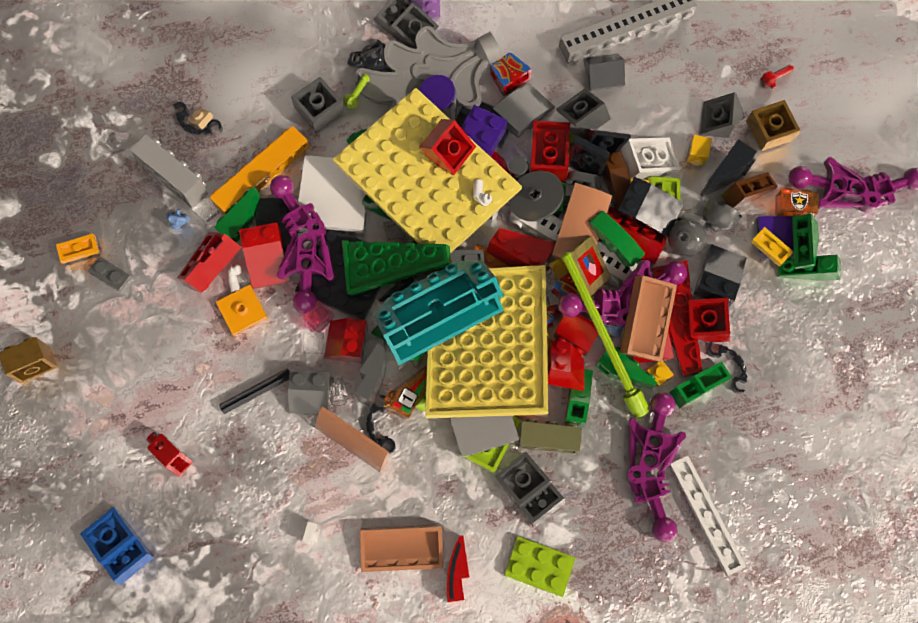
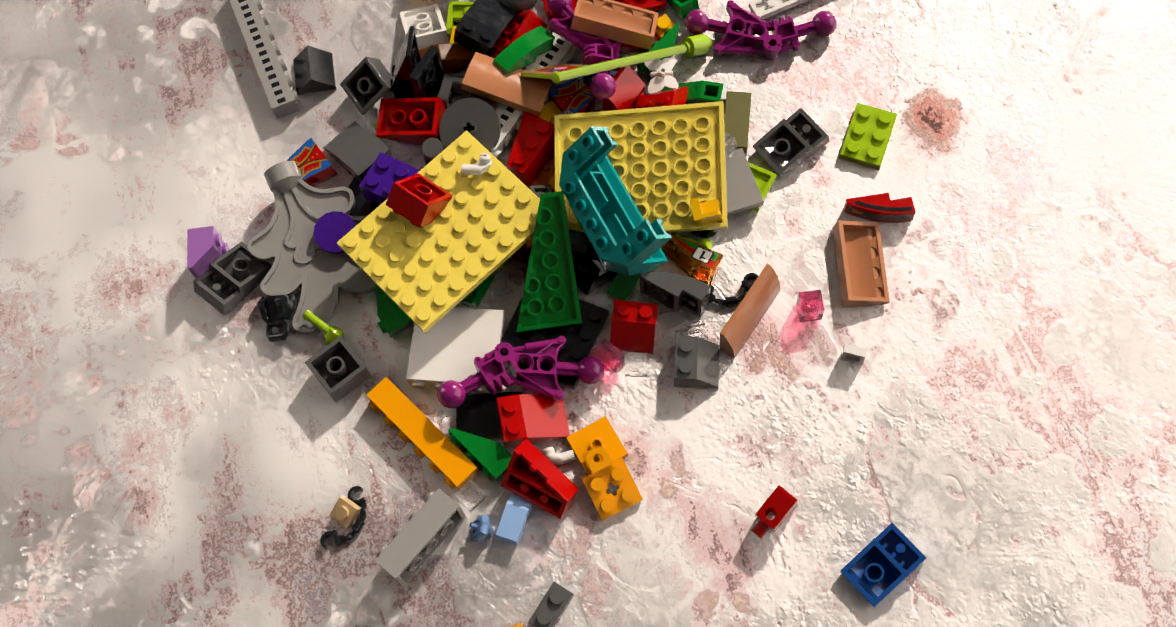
camera: 80 degrees left, 5 degrees down
(180, 242) = (513, 519): none -> light blue slope
(212, 310) = (608, 472): none -> light orange plate
(255, 391) = (695, 424): black axle -> none
(358, 495) = (810, 305): none -> clear pink brick
(437, 394) = (705, 212): none -> yellow panel
(518, 423) = (730, 144): none -> clear plate
(597, 367) = (661, 74): none -> white piece

